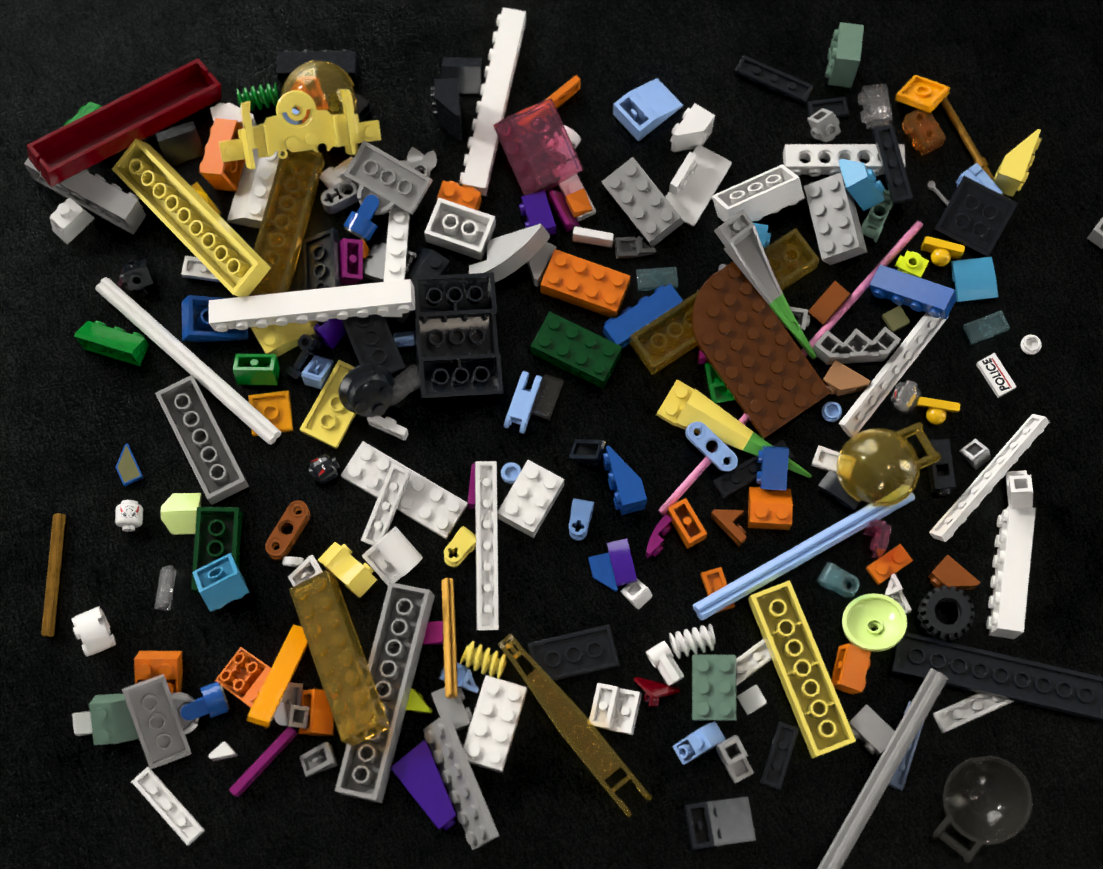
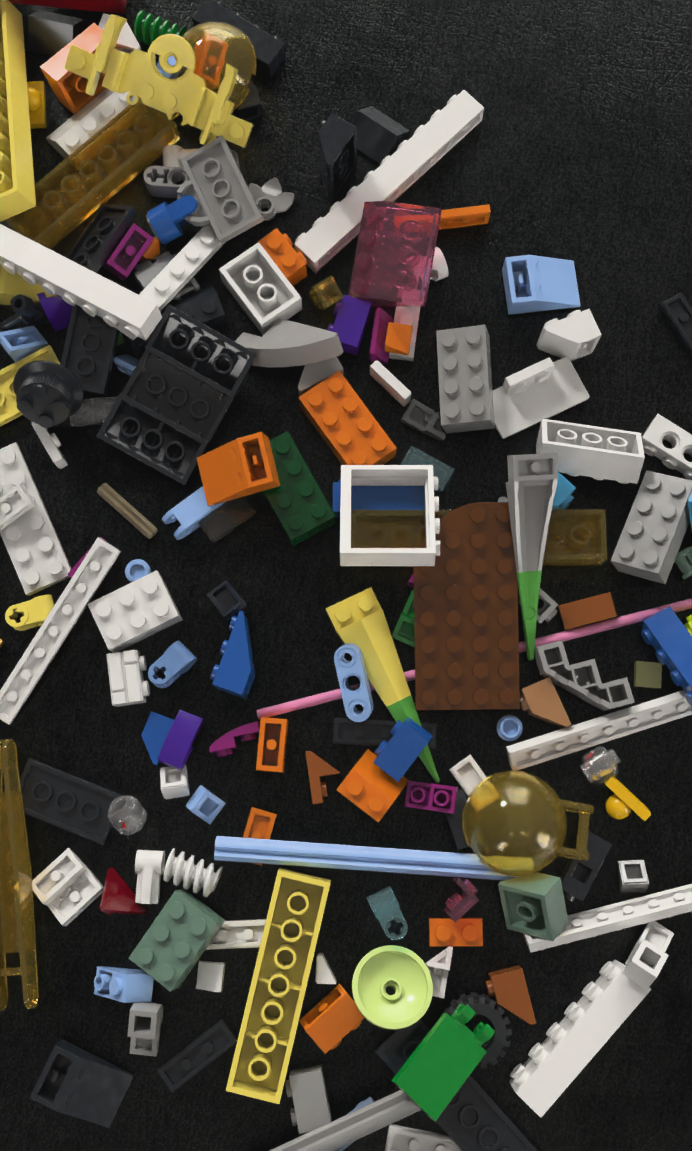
camera: 35 degrees right, 5 degrees up
(474, 437) = (127, 510): none -> dark tan axle
(508, 204) = (325, 293): none -> clear yellow leg
(536, 357) = (238, 469): none -> orange slope
(556, 545) = (127, 678): none -> white brick
(622, 632) = (127, 814): none -> clear head
(645, 293) = (389, 476): none -> white window
(668, 594) = (205, 804): none -> light blue slope
(813, 487) = (431, 797): none -> magenta slope
(823, 644) = (323, 971): none -> white slope
(927, 510) = (534, 905): none -> sand green slope
(939, 638) = (443, 1061): none -> green tile

